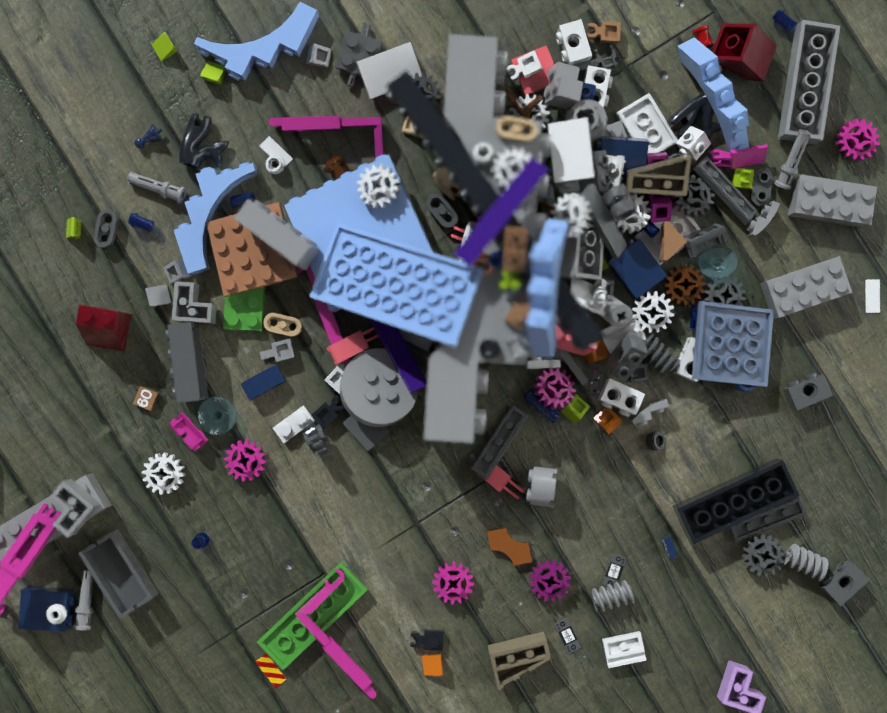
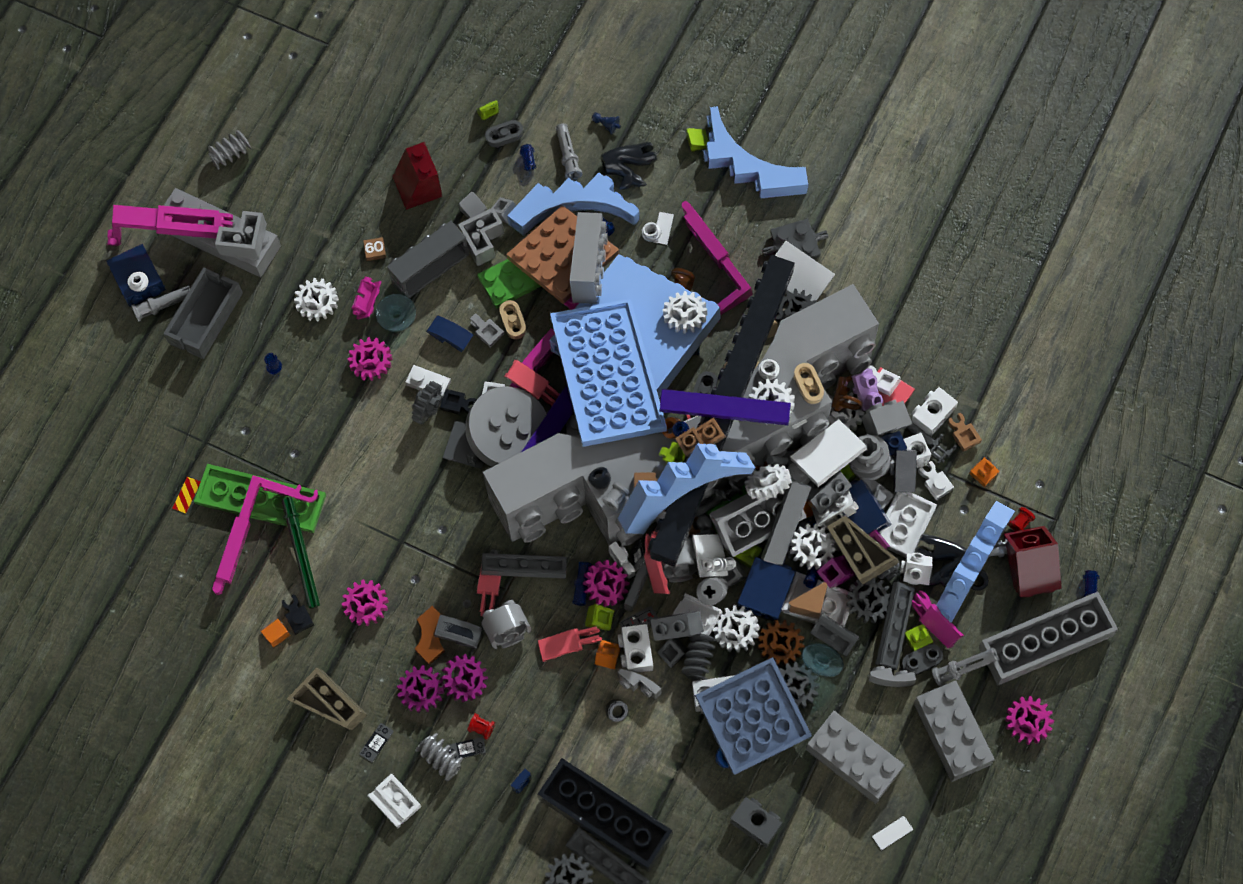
camera: 55 degrees right, 20 degrees down
(164, 47) = (692, 89): lime slope -> none
(318, 56) = (771, 213): light grey slope -> none
(379, 610) = (293, 525): none -> dark green axle
(521, 524) = (458, 631): none -> dark grey slope
(529, 84) = (866, 389): none -> lavender hips
(568, 536) = (461, 670): none -> magenta gear
(581, 448) = (566, 642): none -> coral arm
(599, 354) = (665, 603): orange slope -> none
(604, 557) = (481, 726): none -> red bush
(611, 99) = (904, 470): none -> black tile
(624, 206) = (811, 524): flat silver wheel -> none
(631, 80) = (936, 482): none -> white plate
(645, 38) = (984, 472): none -> orange tile

